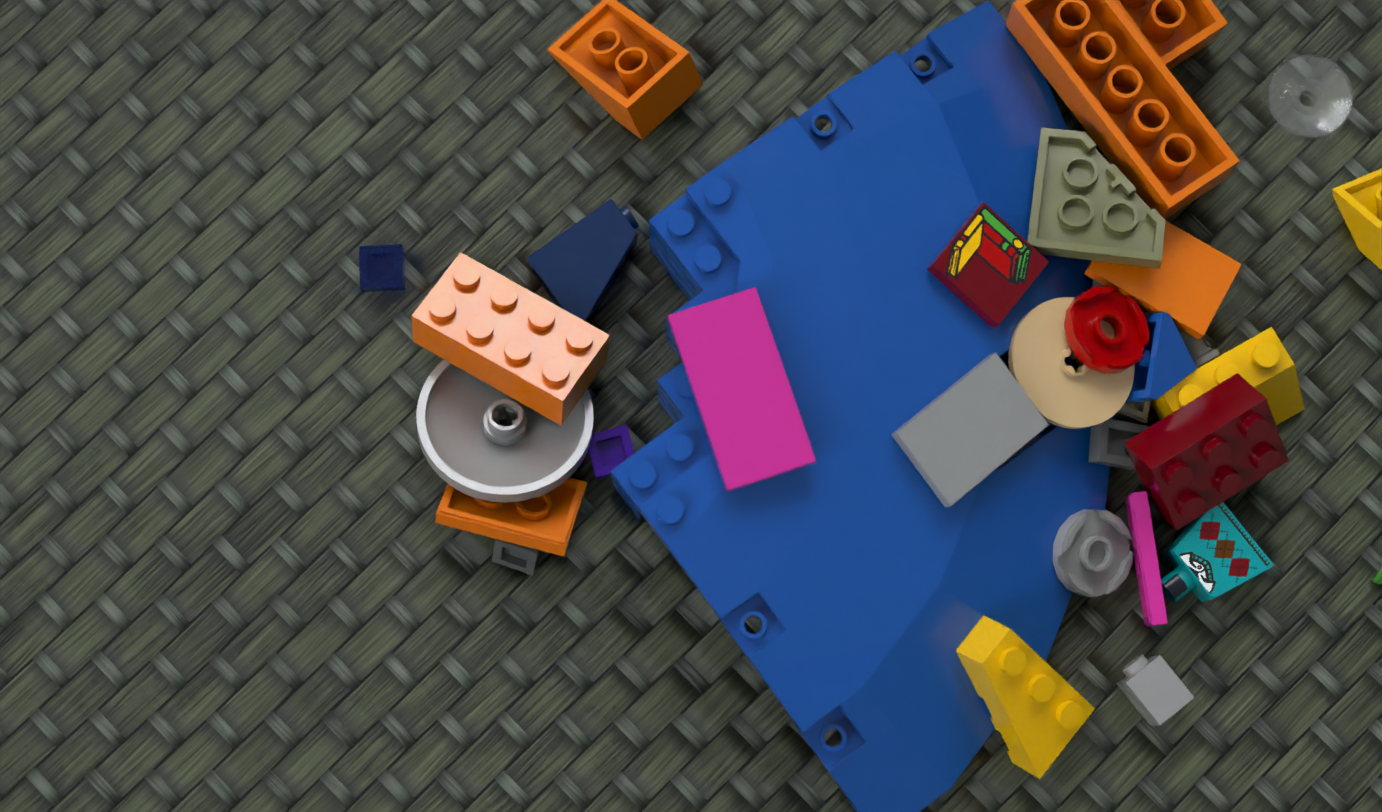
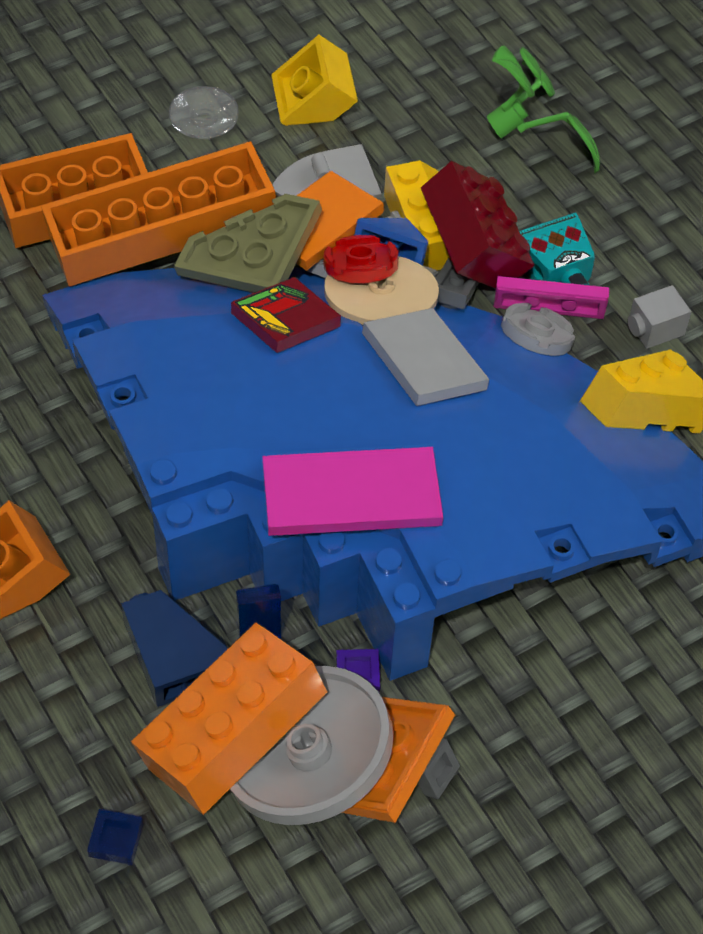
camera: 75 degrees left, 25 degrees down
(632, 335) = (261, 606): none -> clear blue tile
(1273, 270) = (347, 162): none -> light grey shield

